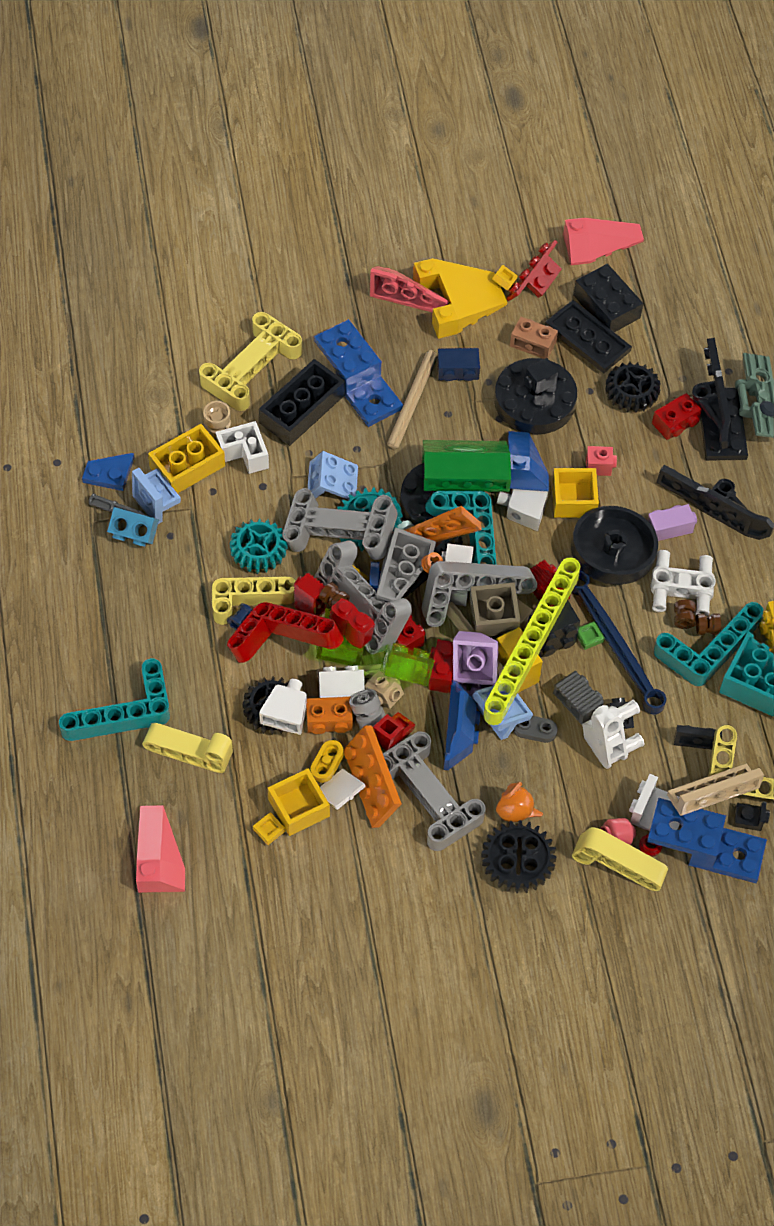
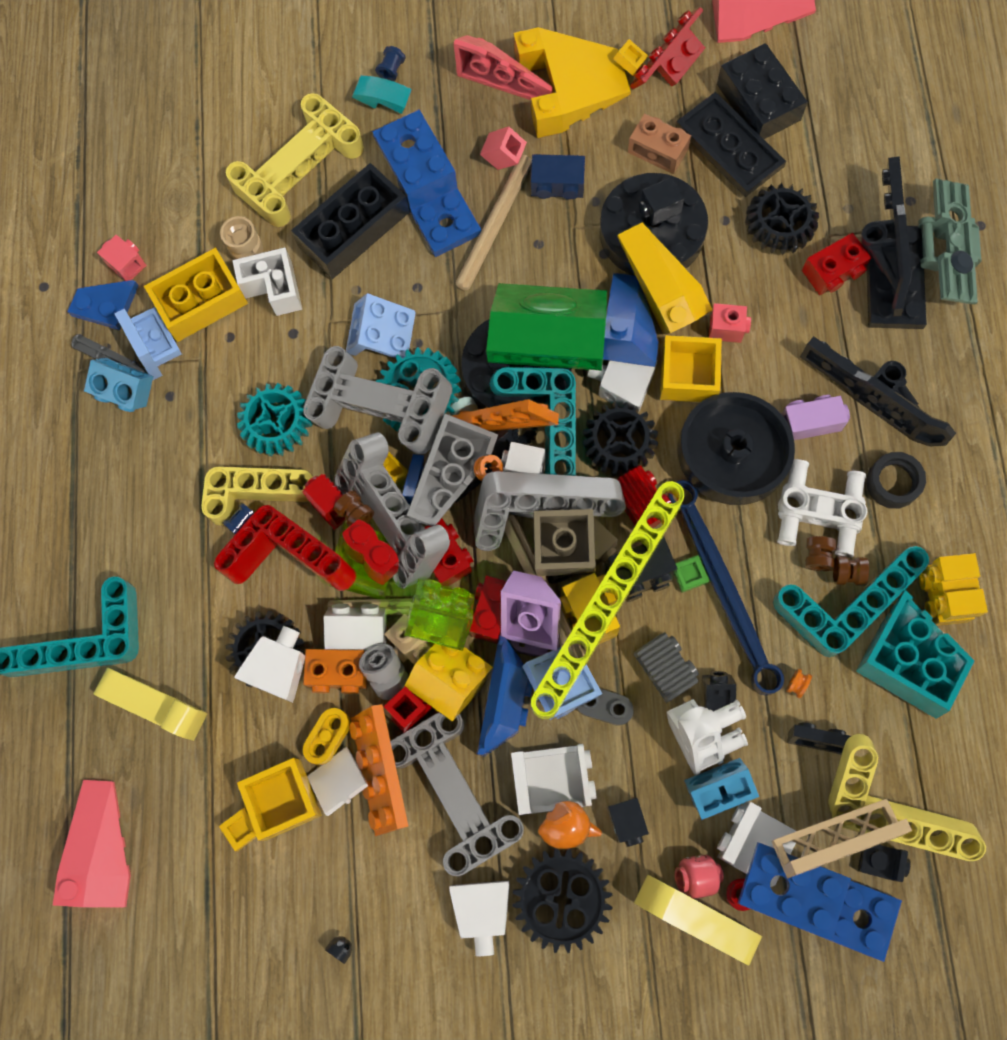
camera: 15 degrees right, 15 degrees up
(121, 437) = (122, 257): none -> coral brick
(309, 308) = (377, 90): none -> teal slope
(317, 288) = (392, 59): none -> dark blue bush
(354, 904) = (339, 948): none -> black hinge
(414, 345) = (503, 148): none -> coral brick
(418, 708) = (448, 678): none -> yellow piece
(458, 868) = (481, 912): none -> white torso
(495, 775) = (552, 777): none -> white panel
(525, 536) = (606, 421): none -> black gear
(550, 435) = (667, 285): none -> yellow wedge
(561, 801) = (628, 822): none -> black brick
(627, 771) = (721, 788): none -> dark azure brick
(677, 701) = (799, 683): none -> orange bush
(741, 549) = (904, 461): none -> black tyre

